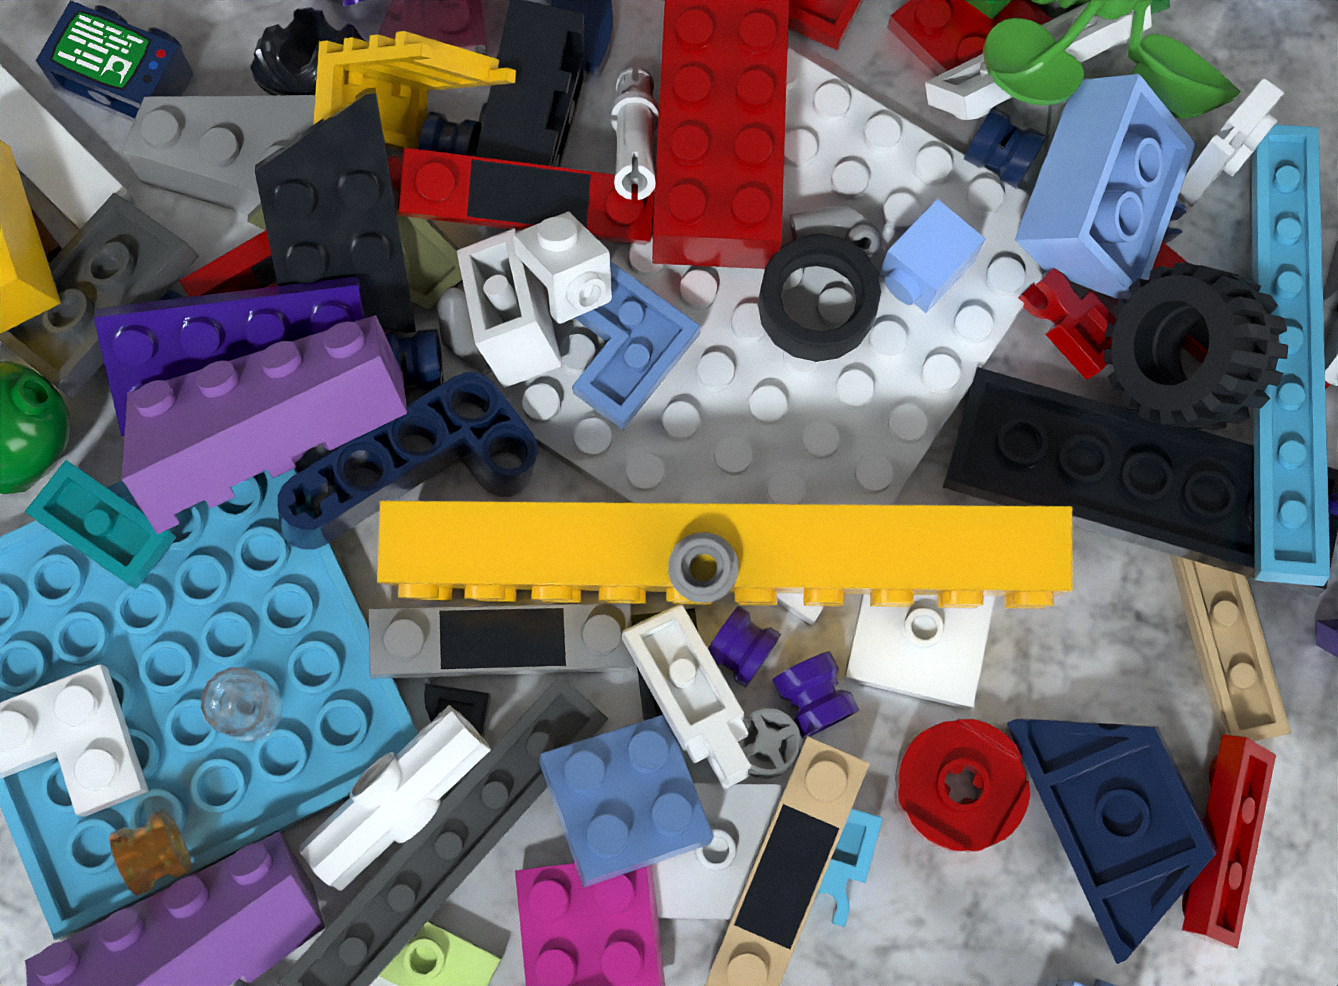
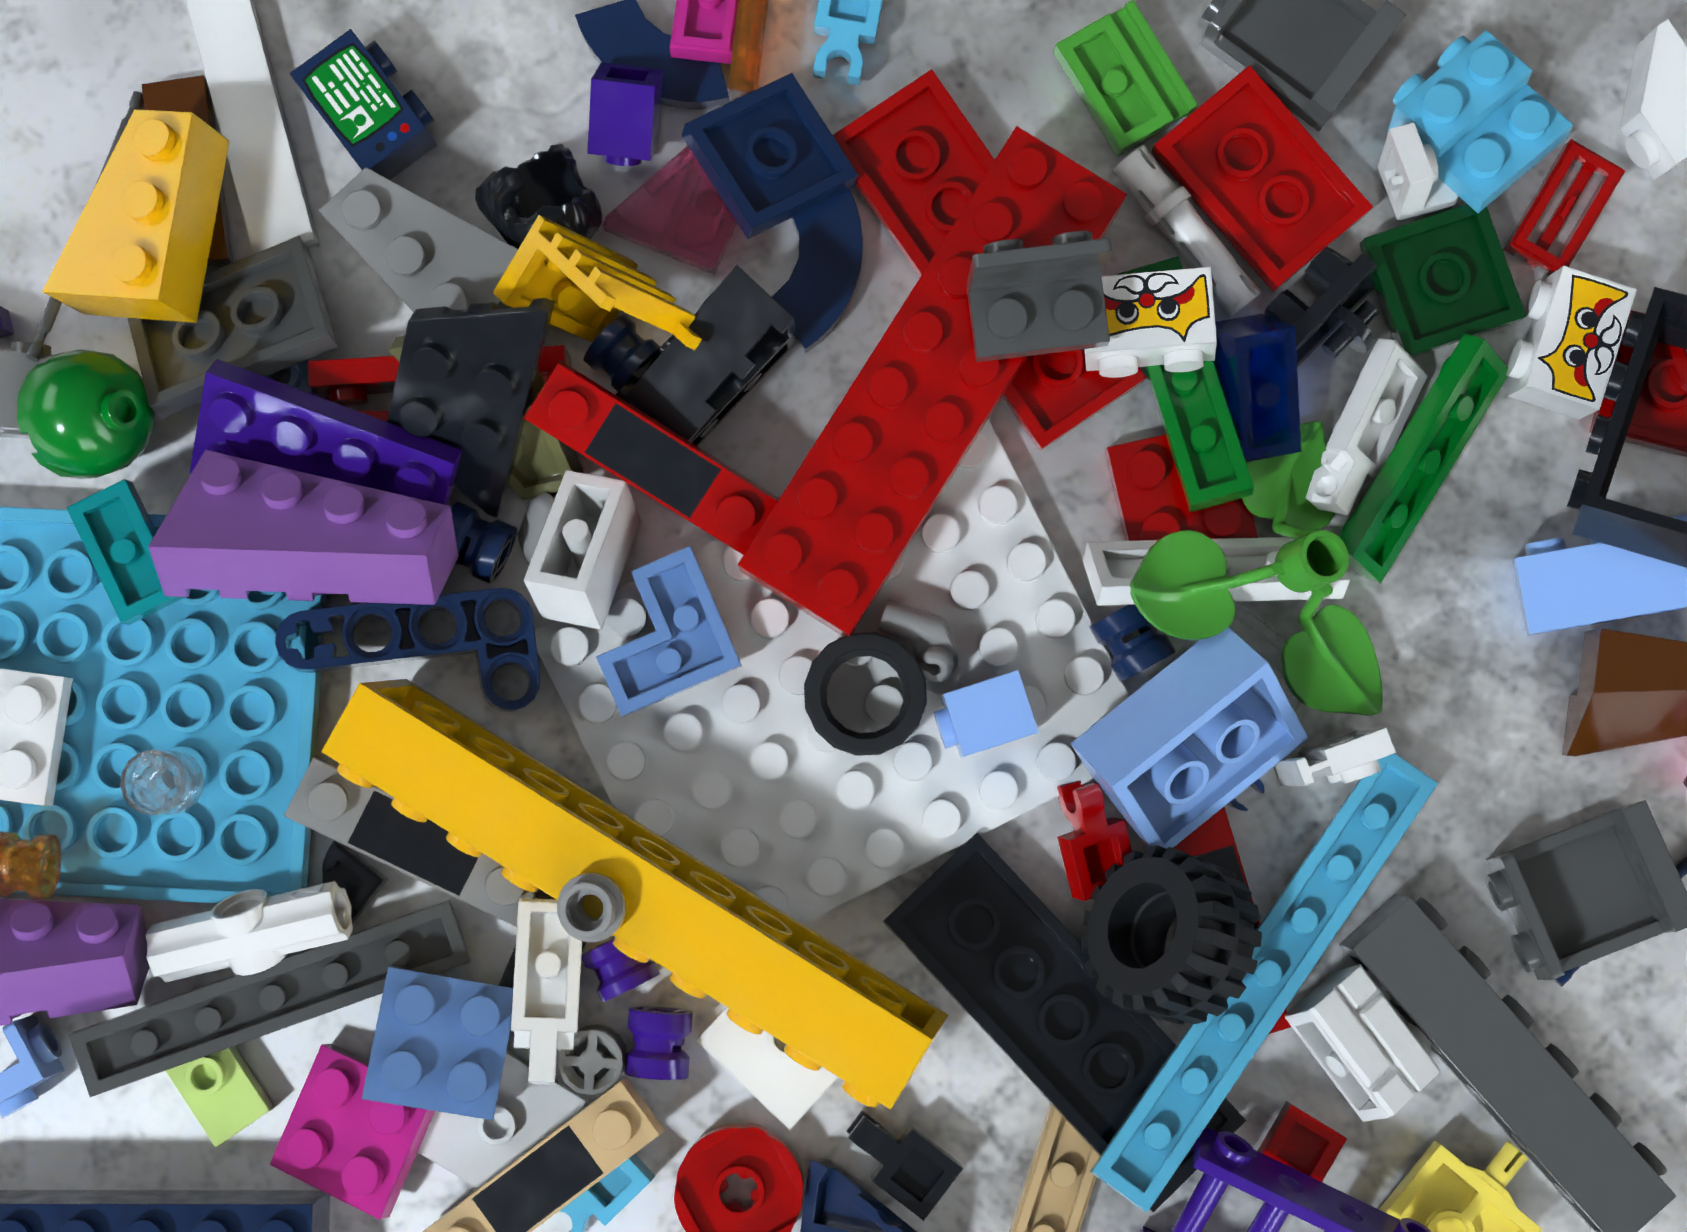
camera: 35 degrees right, 10 degrees up
(568, 264) = (645, 547): white bracket -> none
(635, 120) = (799, 429): white pin -> none
(1095, 677) = (909, 1167): none -> black plate

